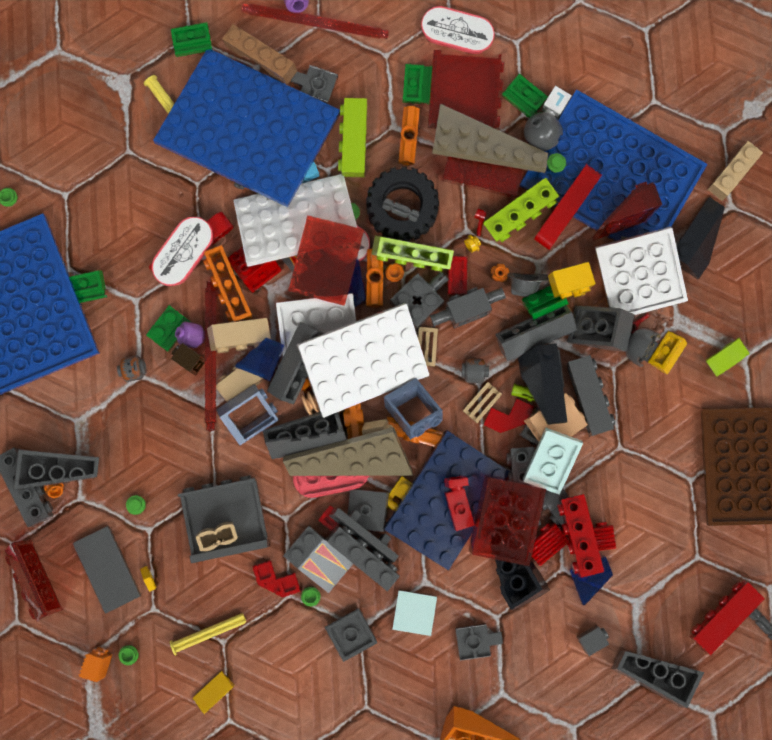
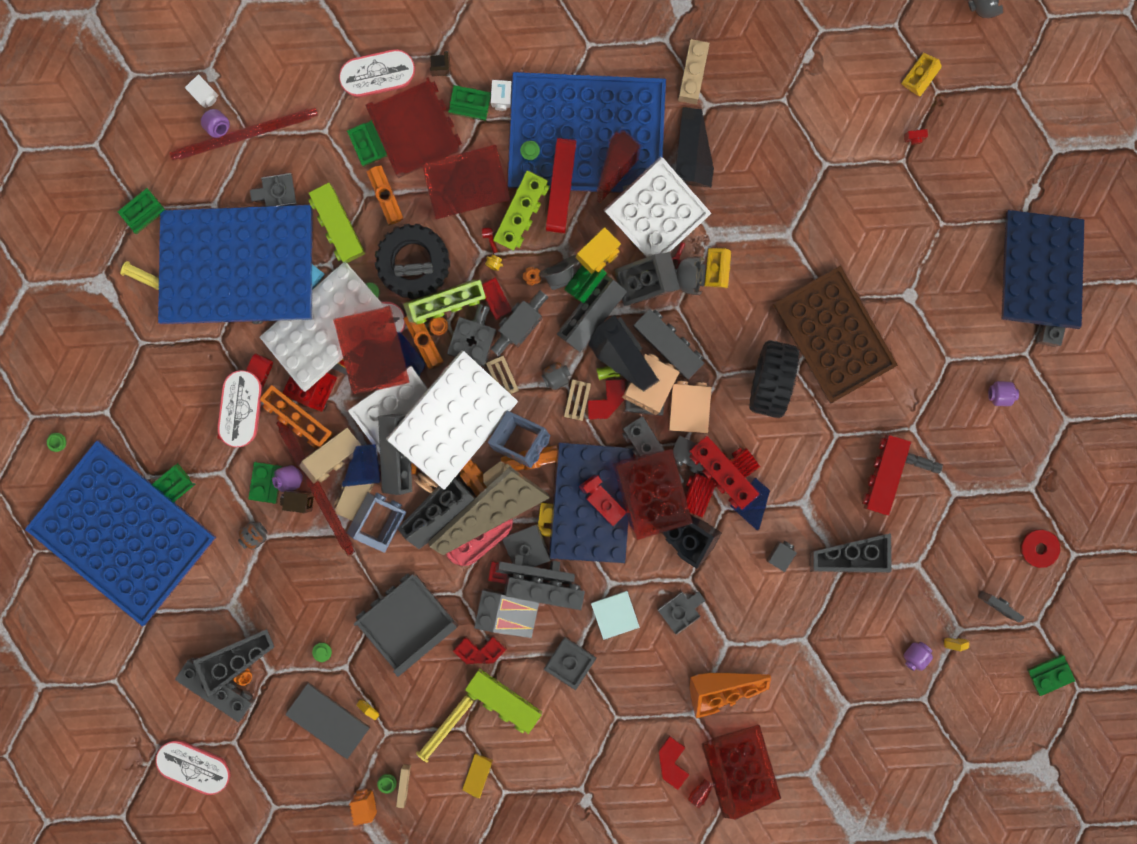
camera: 30 degrees left, 5 degrees up
(32, 579) = (268, 764): clear red slope -> none
(142, 665) = (403, 786): none -> tan tile
(211, 538) = (411, 638): tan brick -> none
(250, 47) = (206, 191): medium nougat arch -> none
(273, 636) = (503, 701): none -> lime brick
(310, 596) = (517, 649): bright green plate -> none
(475, 141) = (446, 169): dark tan wing -> none
(516, 51) = (440, 65): none -> dark brown panel
(543, 131) = (502, 127): dark grey cylinder -> none
(552, 461) = (664, 421): light aqua plate -> none
(586, 464) = (690, 407): none -> light nougat brick
(670, 476) = (774, 379): none -> black tyre
(727, 357) = (772, 244): lime slope -> none

